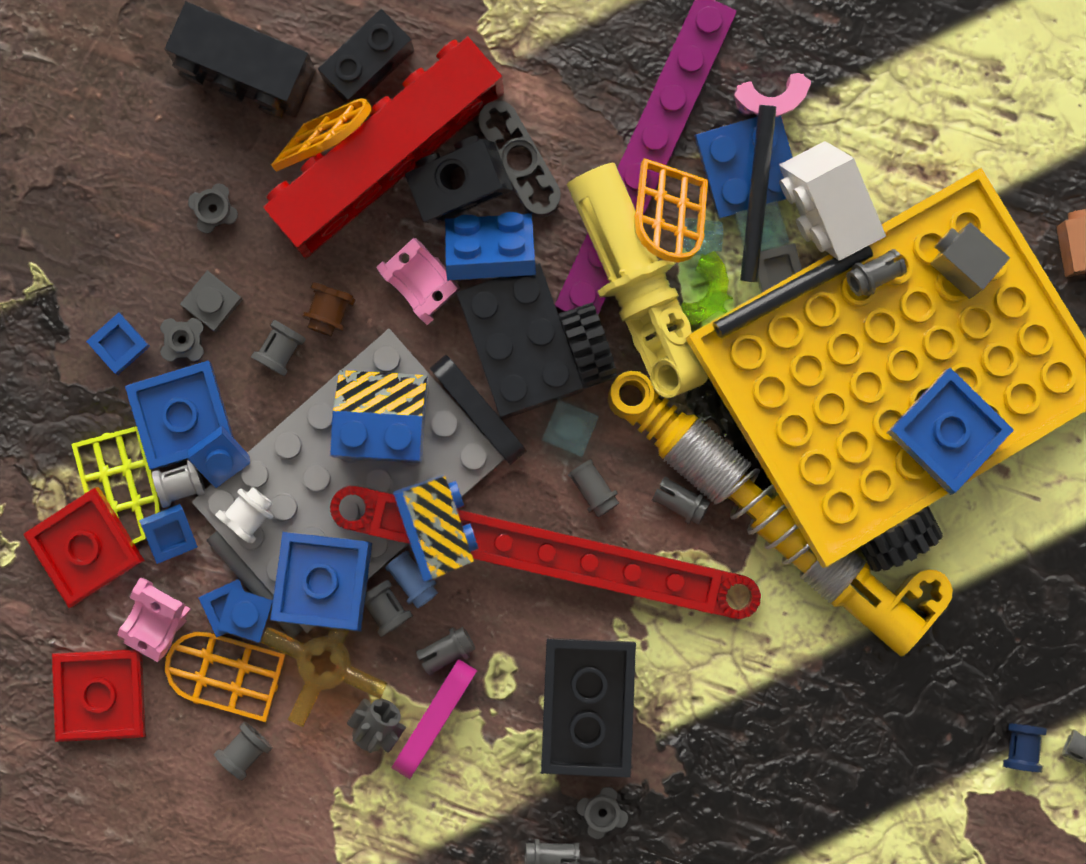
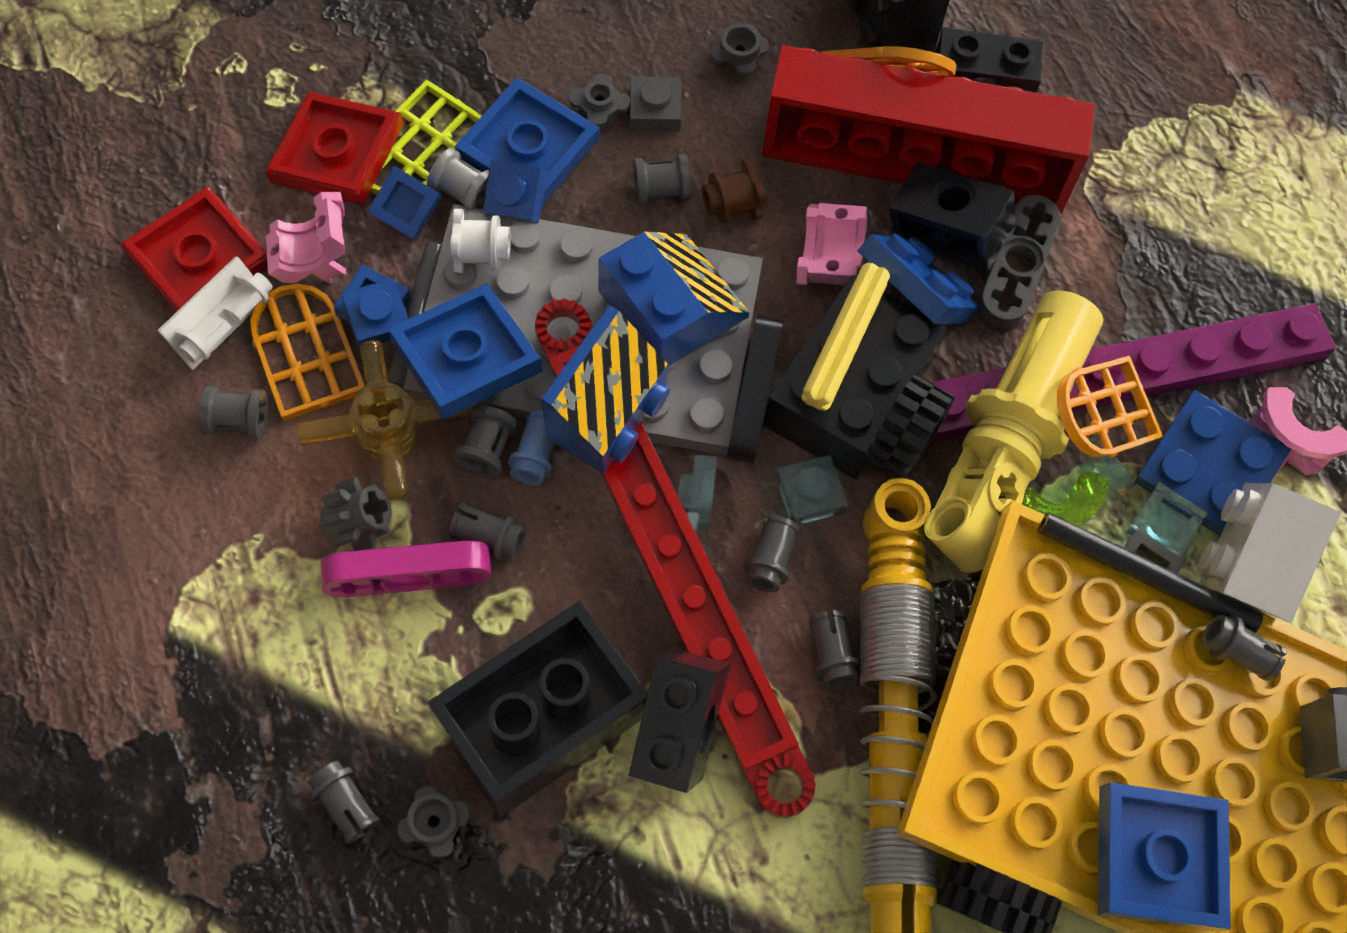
camera: 45 degrees right, 20 degrees down
(118, 343) = (551, 52): blue plate -> none
(164, 730) = (215, 312): none -> white hinge
(502, 340) = (845, 337): none -> light yellow axle
(520, 503) = (697, 491): none -> clear light blue plate
(659, 632) = (679, 720): none -> black brick
(758, 193) = (1202, 480): black piece -> none

